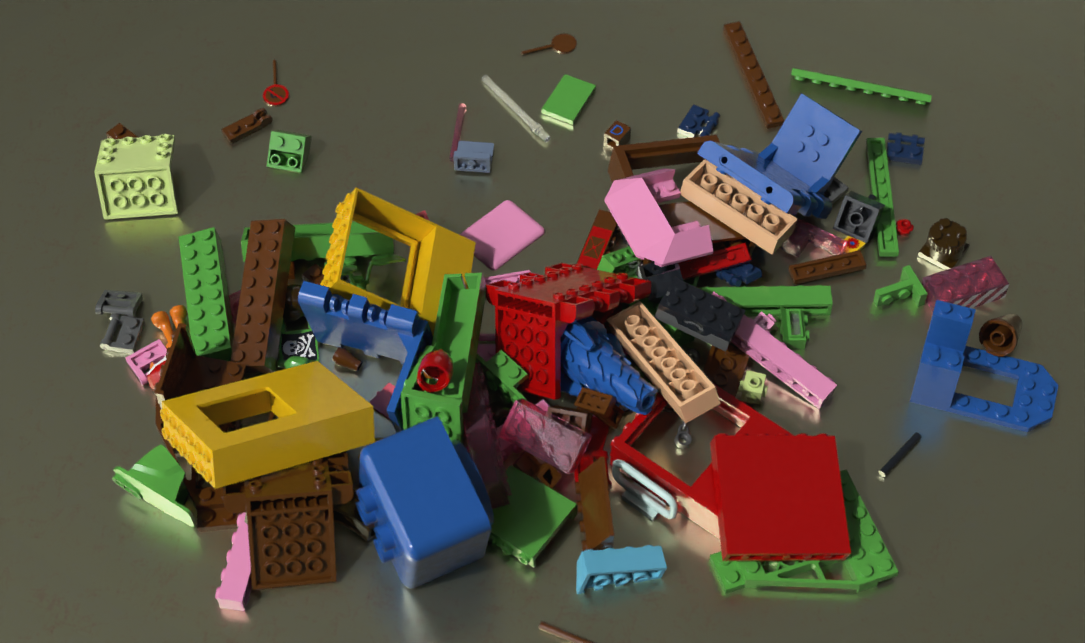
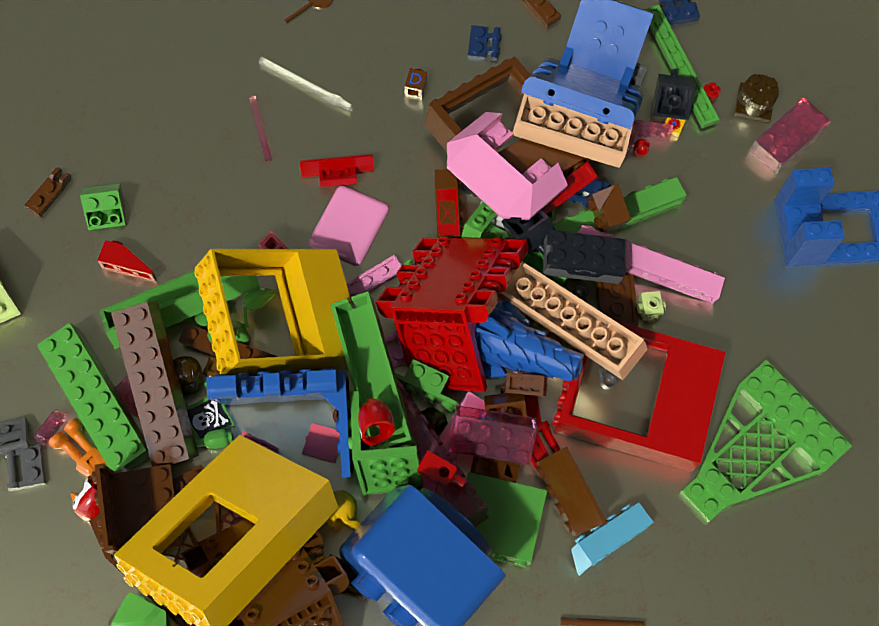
camera: 25 degrees left, 15 degrees up
(142, 359) = (62, 486): bright pink plate -> none
(163, 303) = (49, 427): none -> clear pink beam
(275, 94) = (61, 146): piece -> none
(282, 196) = (120, 259): none -> red slope
(346, 359) = (262, 415): reddish brown cone -> none
(473, 156) = (288, 150): sand blue bracket -> none
(475, 433) = (433, 466): none -> red torso
(511, 184) = (337, 169): none -> red bracket
(568, 99) = (351, 57): bright green tile -> none
(641, 498) = (602, 455): light aqua bar -> none
(745, 285) = (608, 208): none -> reddish brown slope
(766, 322) = (633, 234): bright pink bracket -> none
(779, 497) = (730, 419): red panel -> none
(793, 328) = (659, 230): bright green window -> none
(807, 256) = (641, 147): none -> red plate
(827, 267) = (662, 156): reddish brown plate -> none
(899, 454) = (801, 324): black bar -> none
(908, 286) = (743, 151): bright green bracket -> none
(1001, 334) = (846, 173): reddish brown cone -> none

